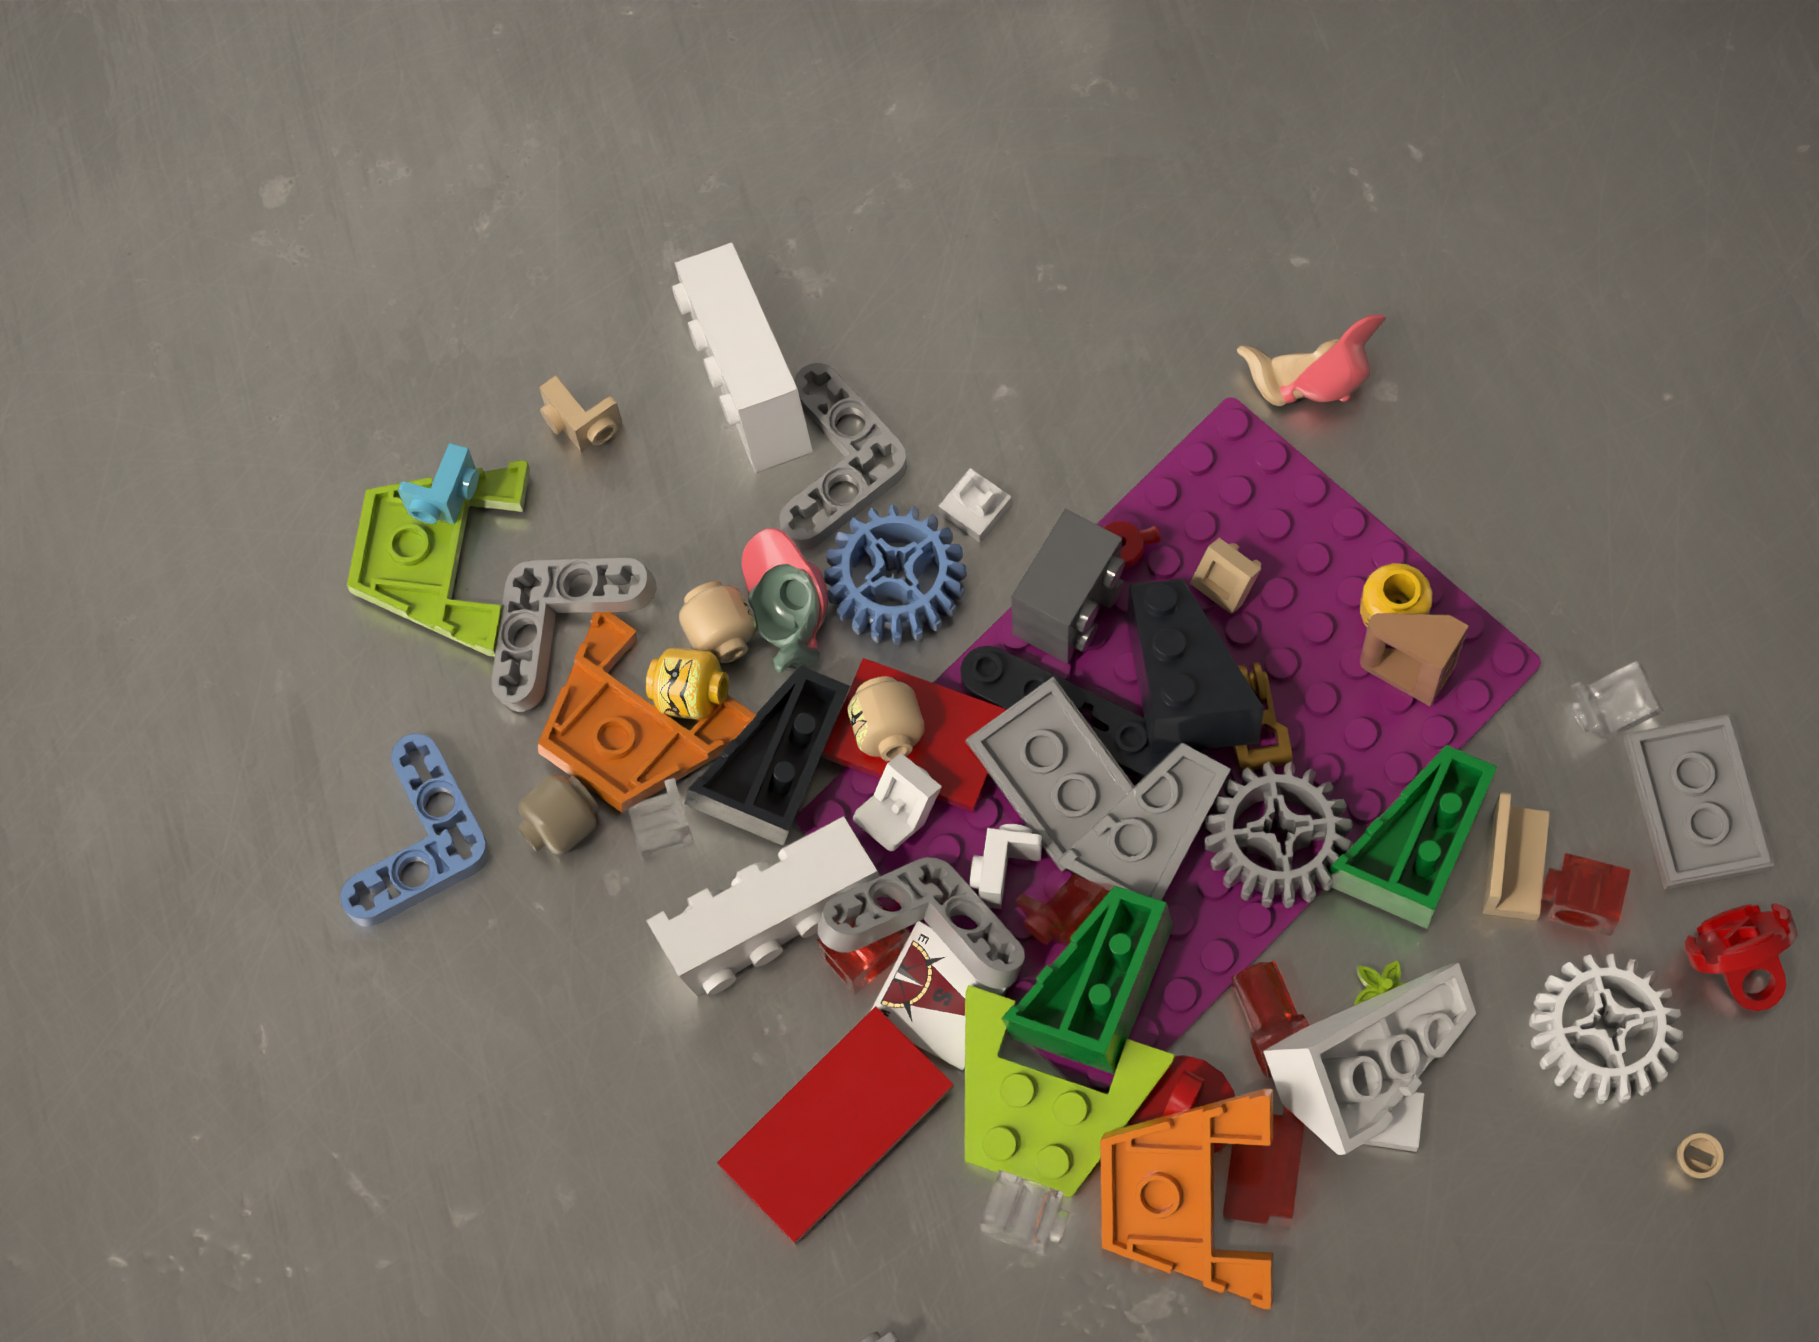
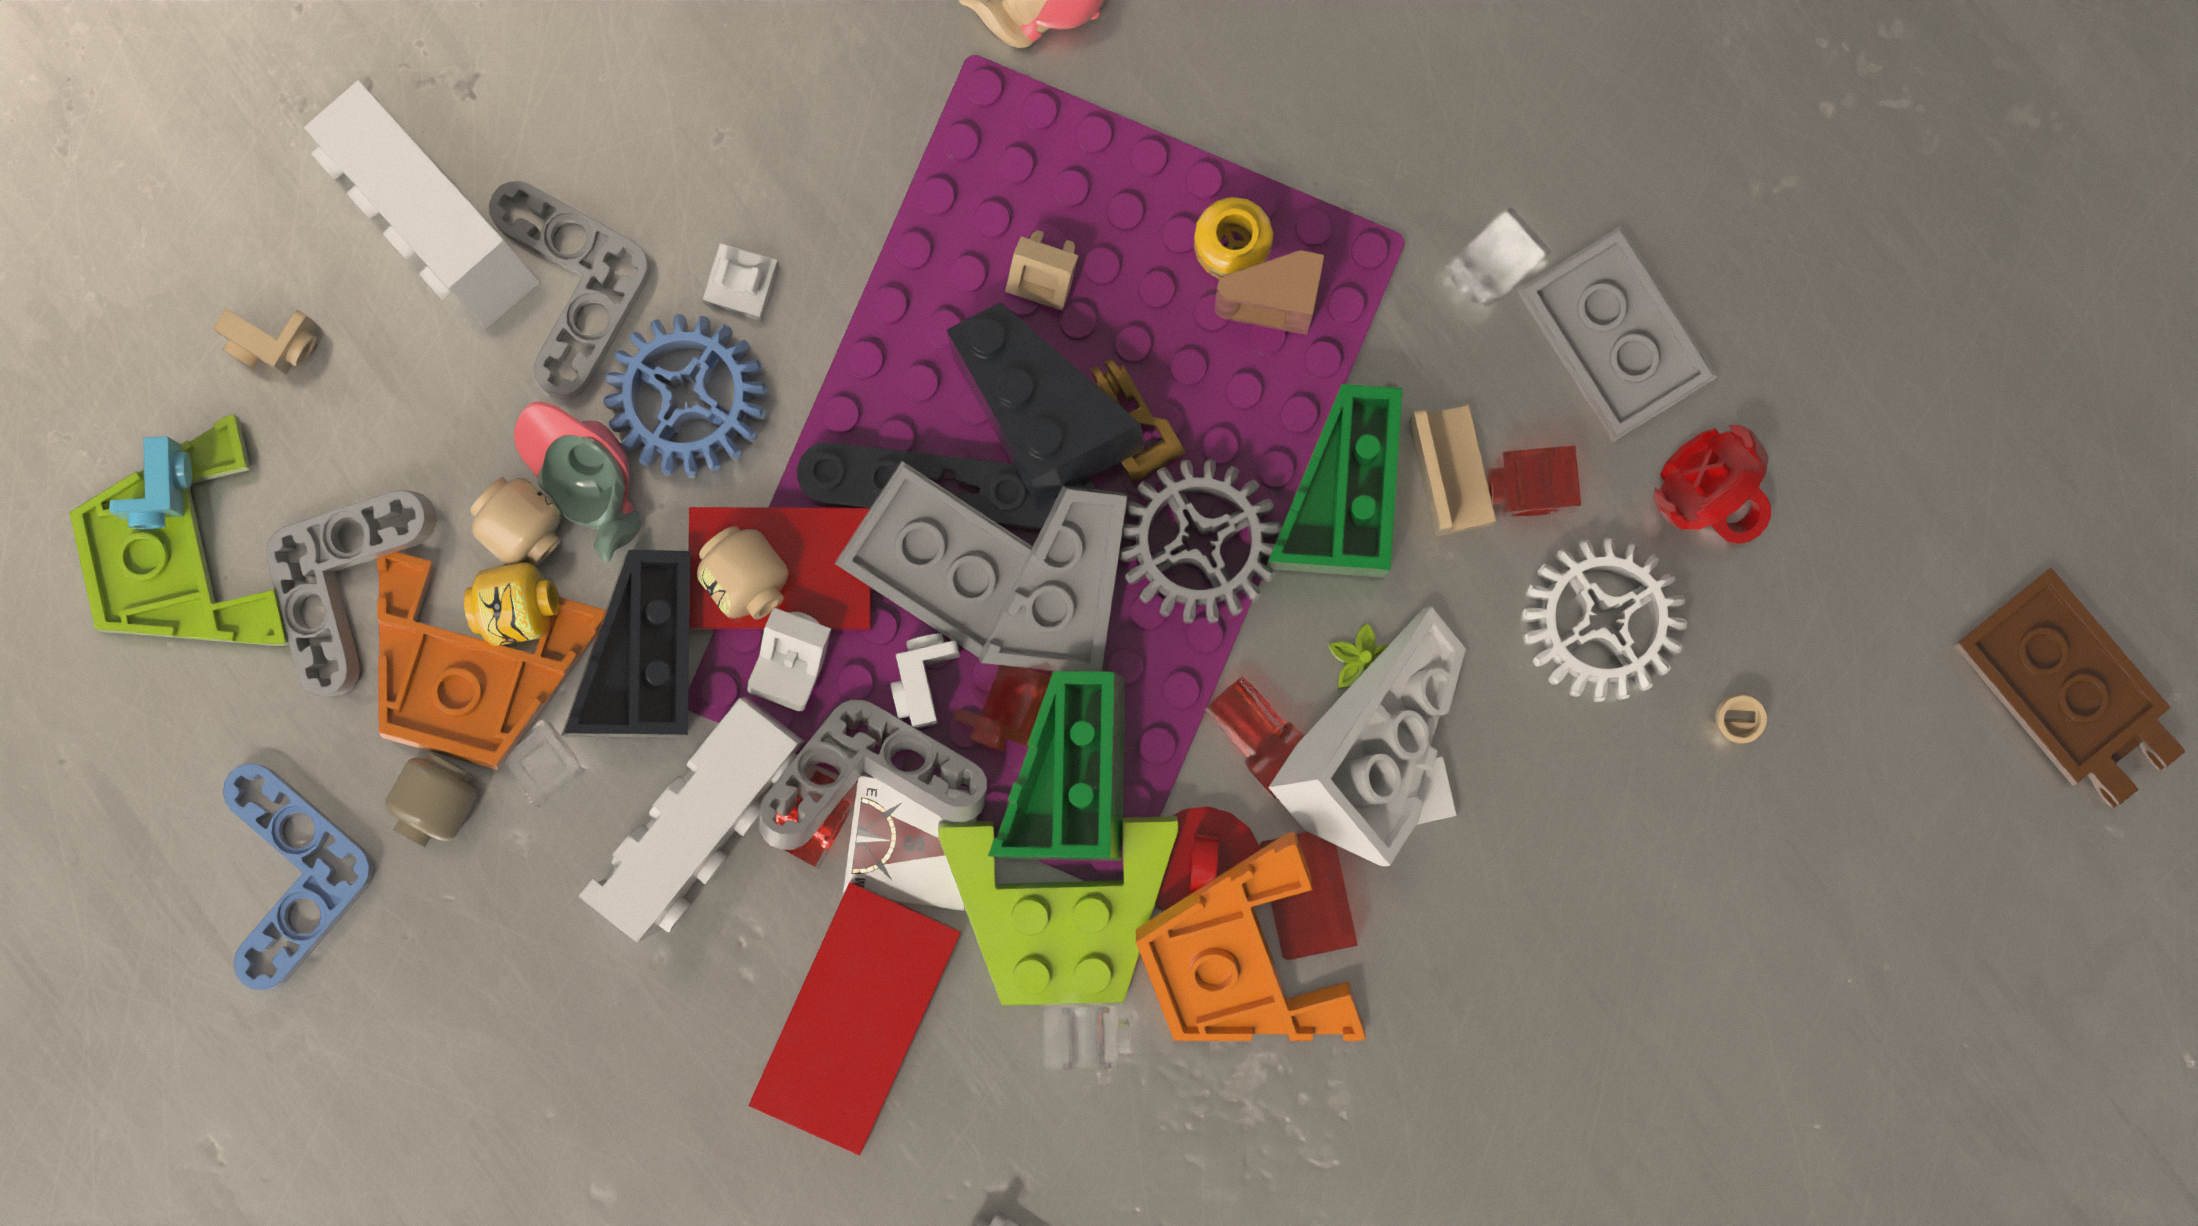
camera: 25 degrees left, 15 degrees up
(1068, 587) = (880, 354): dark grey brick -> none
(1133, 540) = (926, 263): red piece -> none

